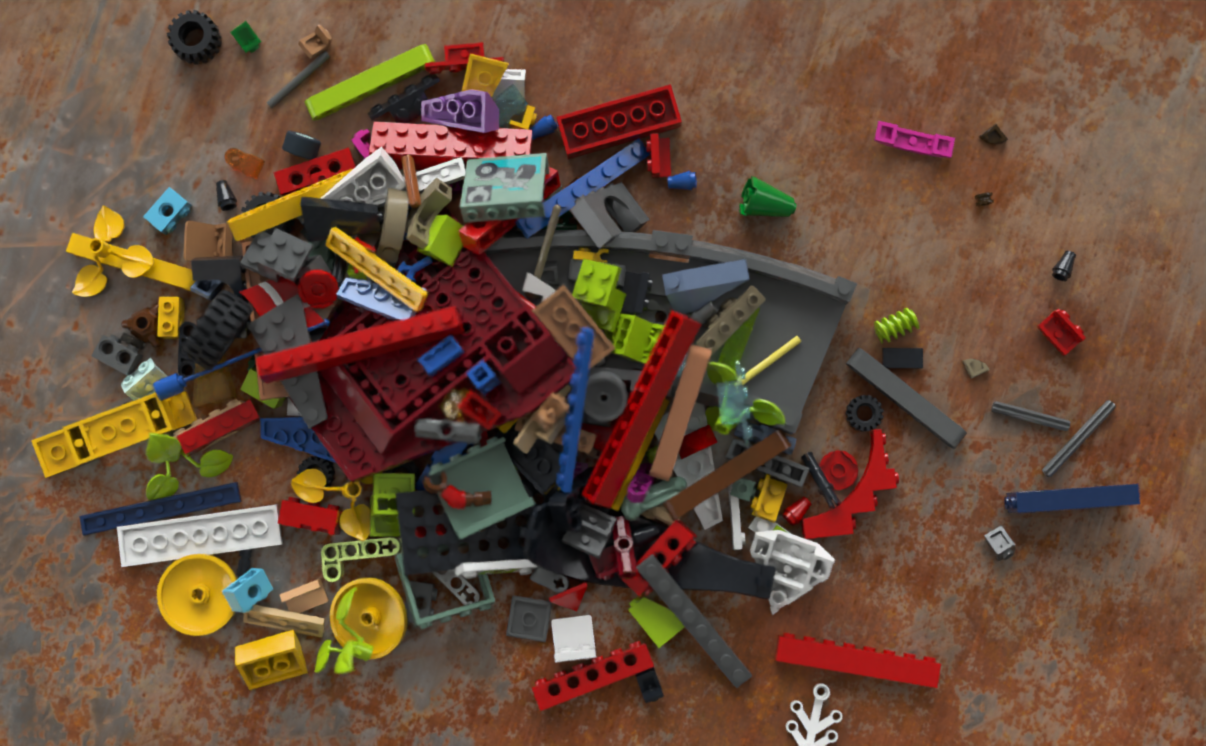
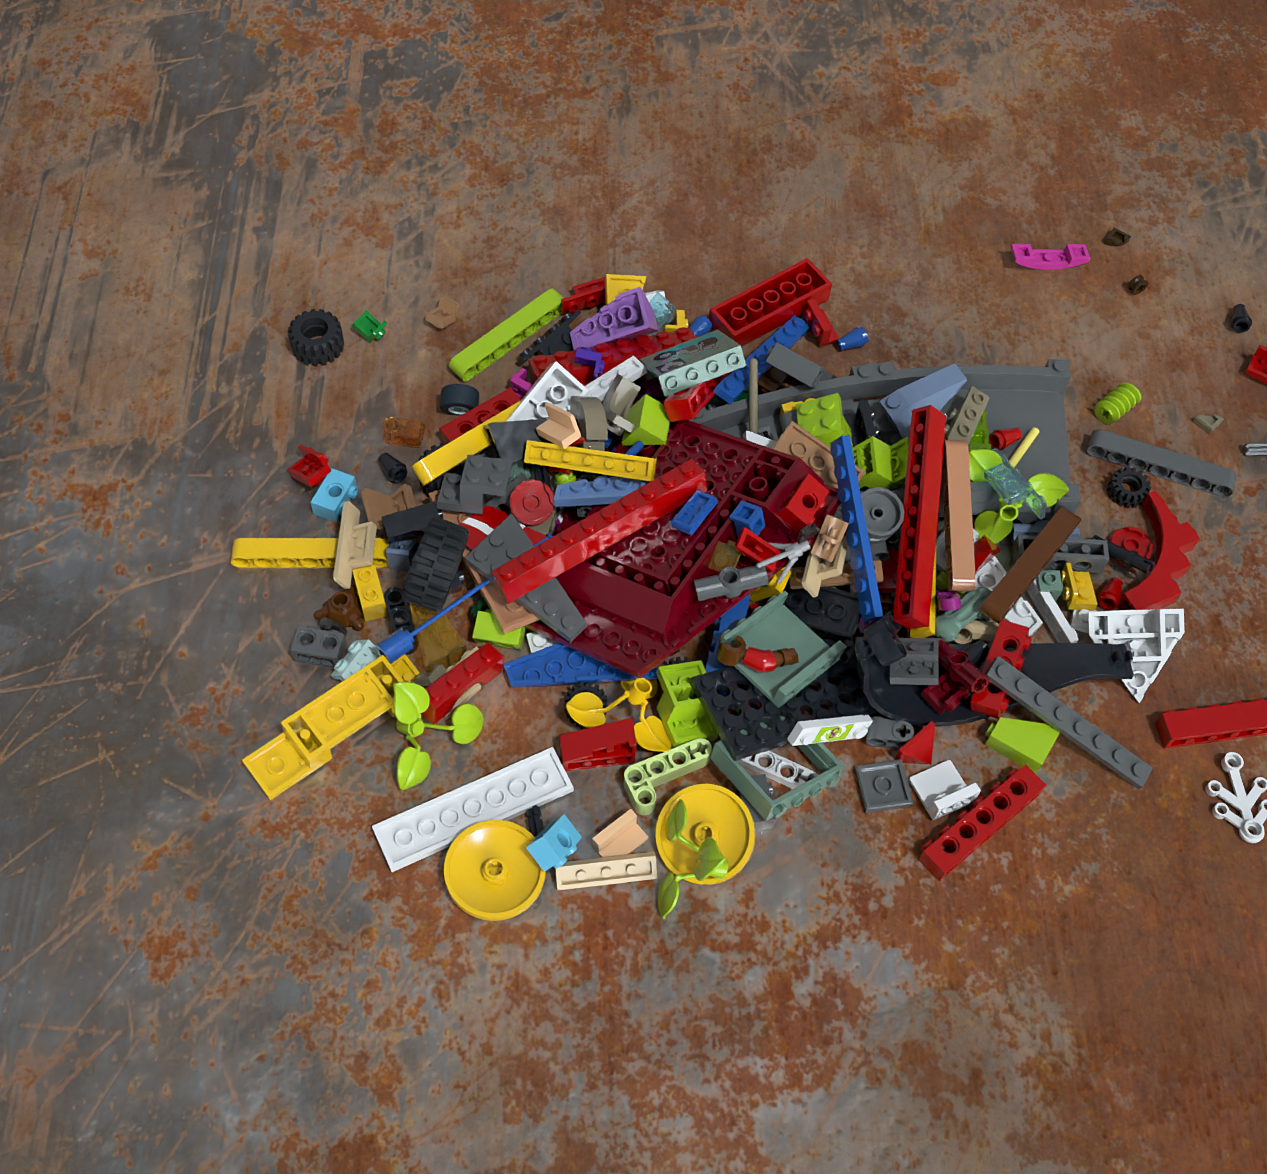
camera: 25 degrees left, 25 degrees down
(136, 262) = (275, 527): yellow plant -> none
(152, 179) = (310, 468): none -> red bracket
(160, 508) = (425, 789): dark blue tile -> none
(165, 274) = (354, 545): none -> tan bracket
(195, 416) = (430, 677): none -> dark tan tile
(270, 659) = (606, 921): yellow slope -> none
(298, 79) = (434, 352): dark grey bar -> none
(357, 231) = (560, 427): none -> light nougat panel
(411, 181) = (592, 385): dark orange axle -> none
(416, 150) = (589, 357): none -> dark purple bracket
(509, 419) = (793, 551): none -> light grey plant
(530, 406) = (807, 532): none -> clear smoke tile
(537, 366) = (793, 510): none -> red brick
(649, 685) = (1048, 811): black bracket -> none
(763, 340) = (1004, 437): none -> red cone
(765, 200) = (938, 332): green cone -> none
(902, 358) = (1140, 430): black tile -> none

